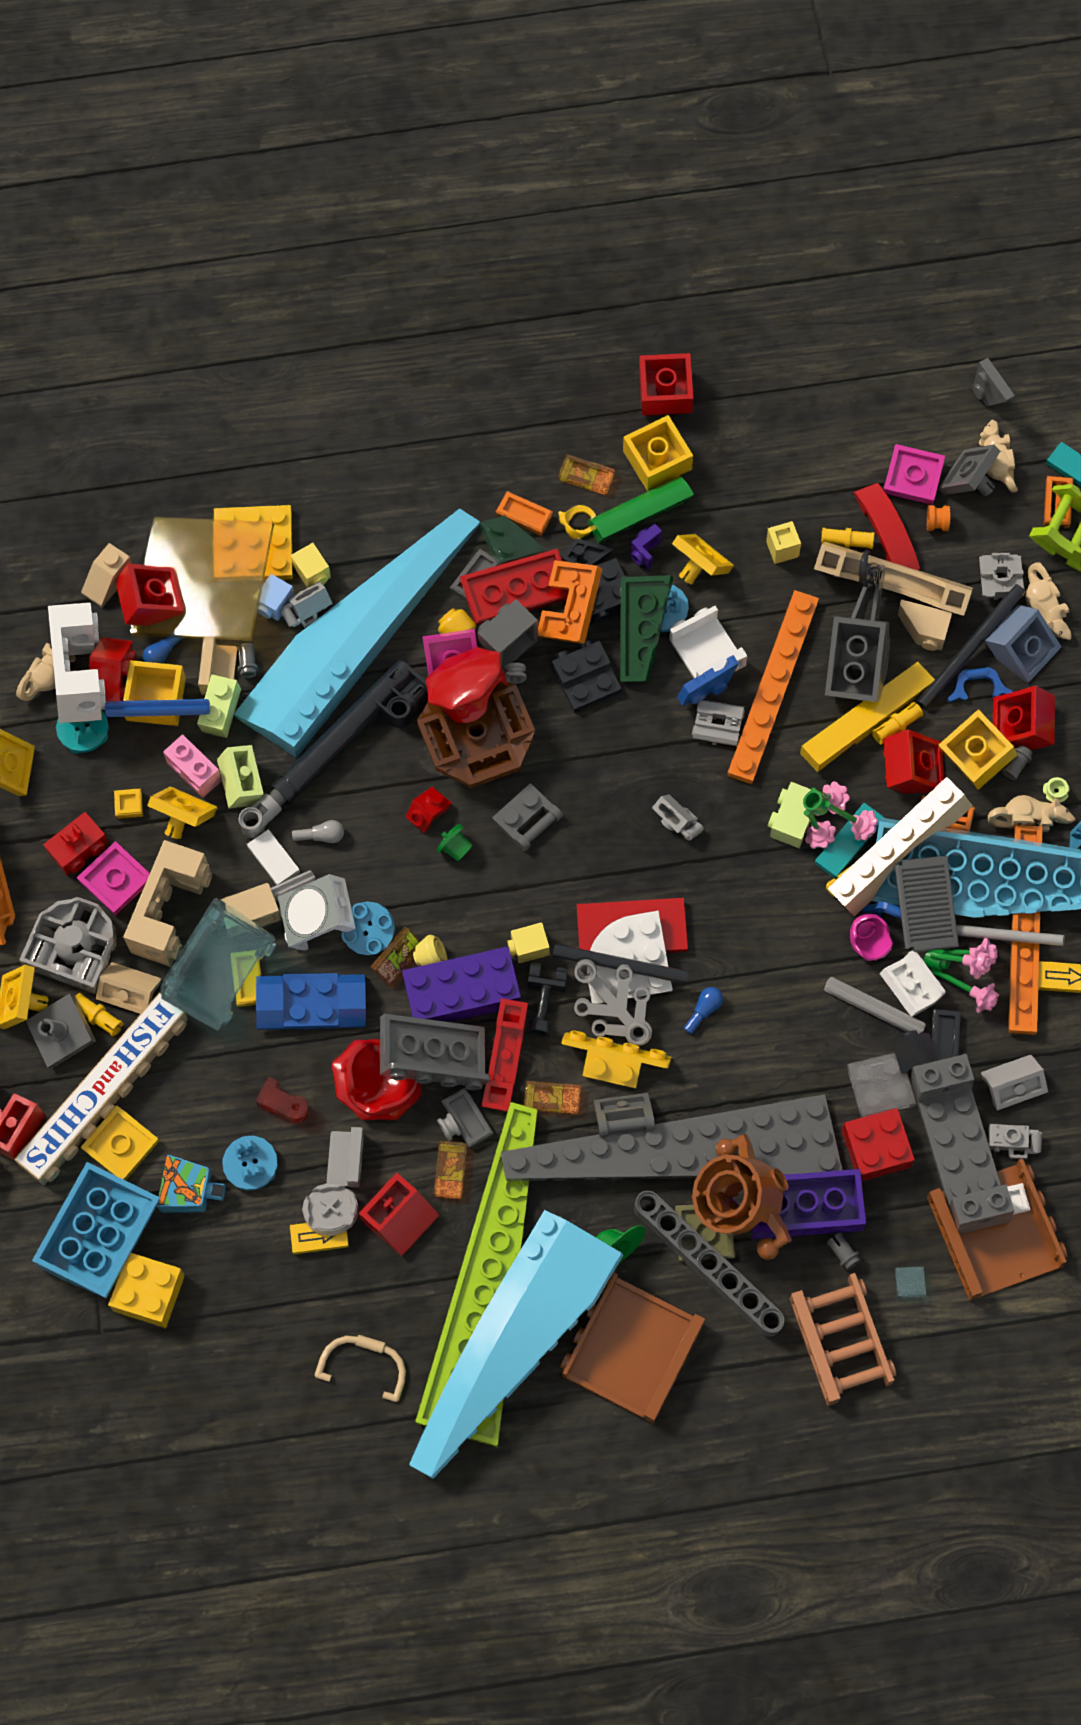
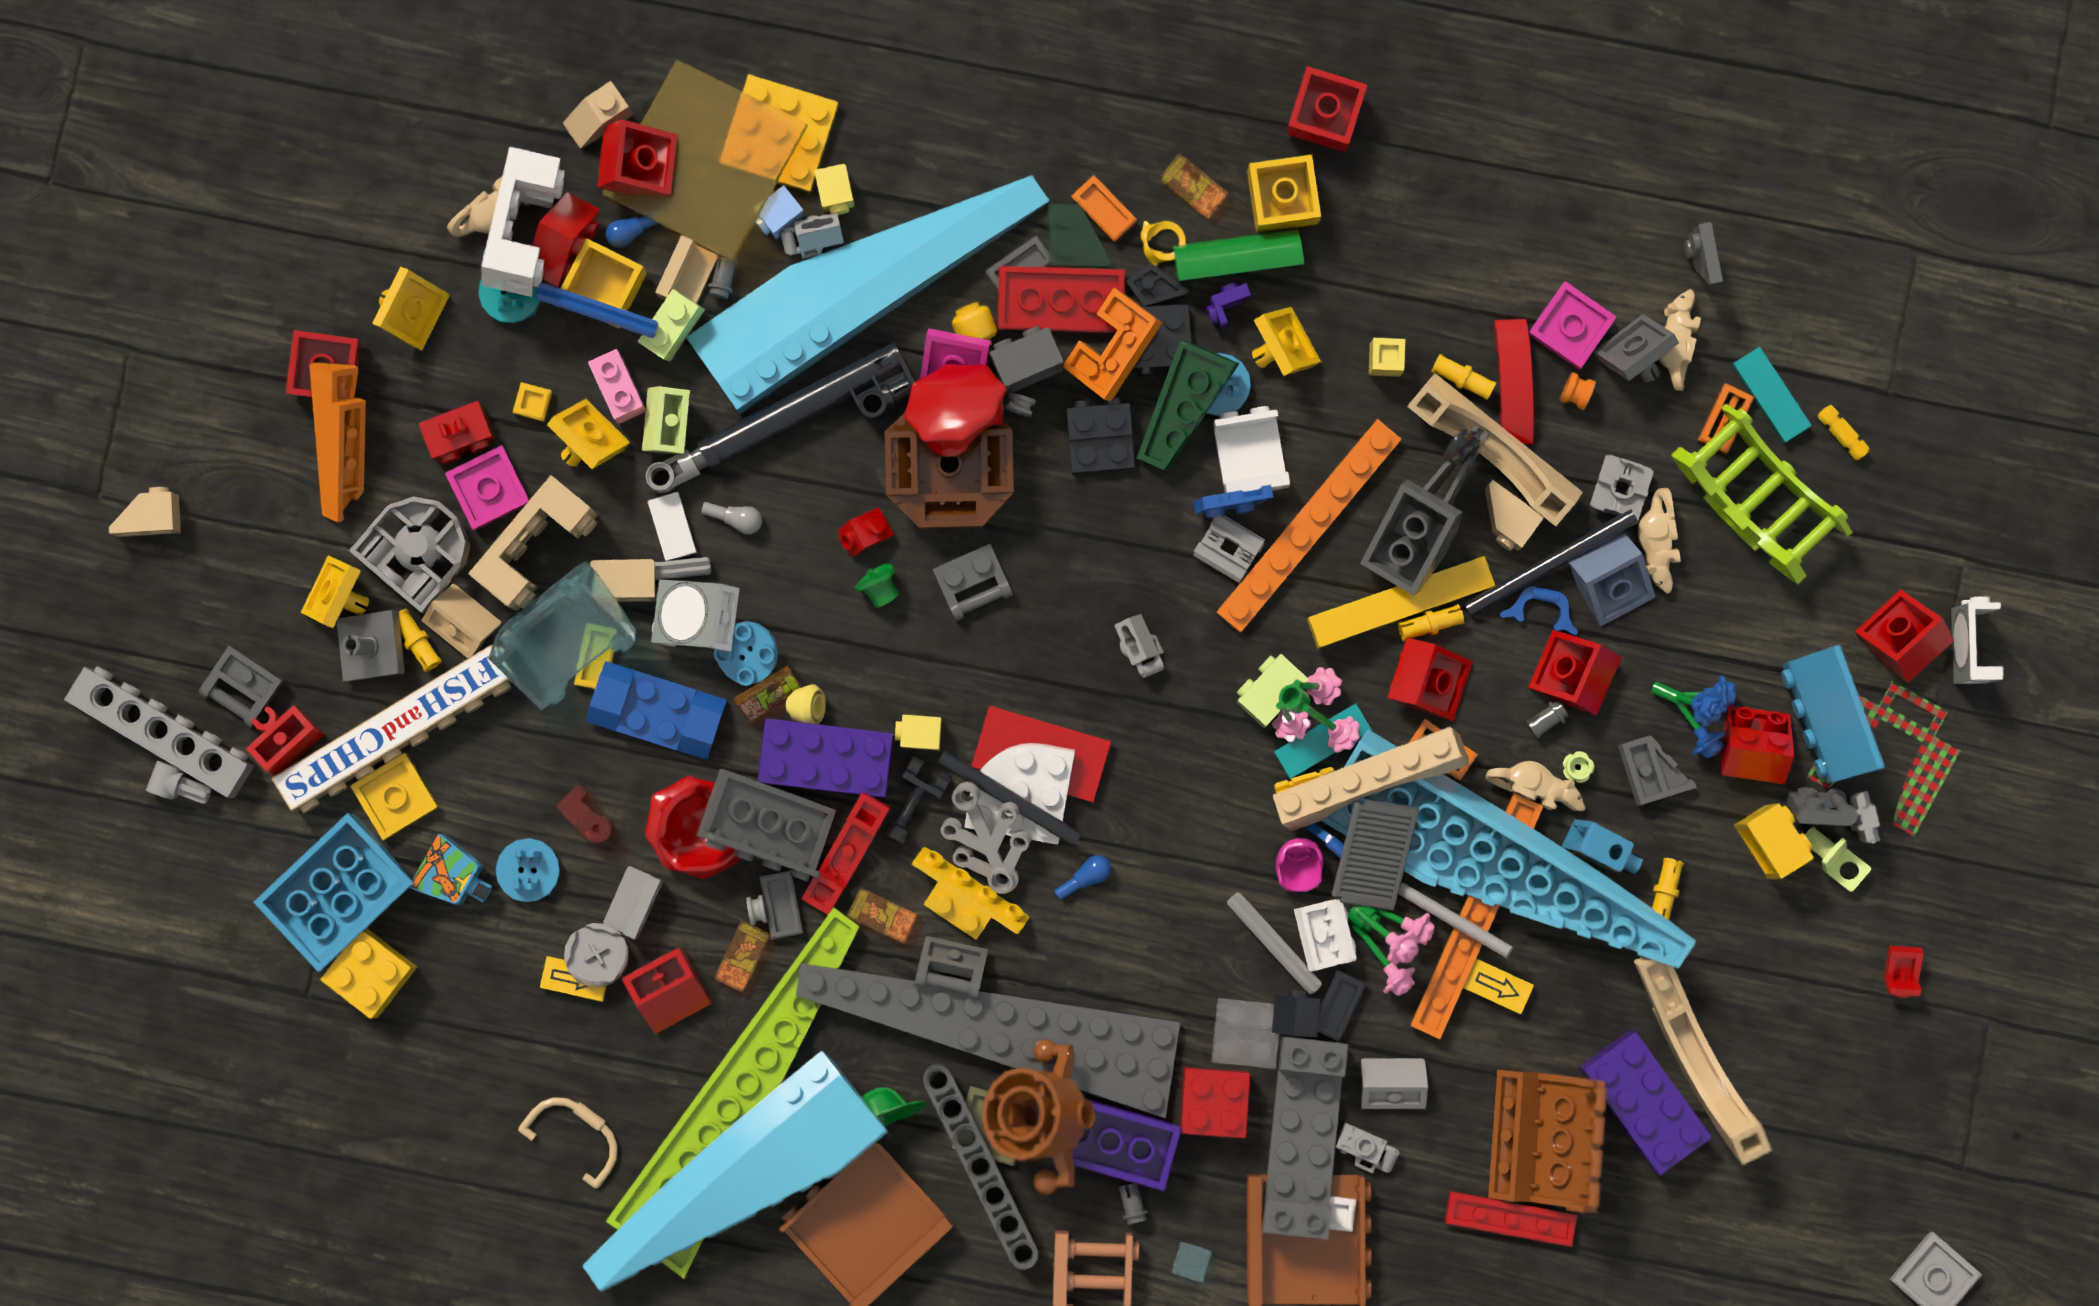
camera: 15 degrees right, 15 degrees up
(978, 749) = (1506, 692): yellow brick -> none

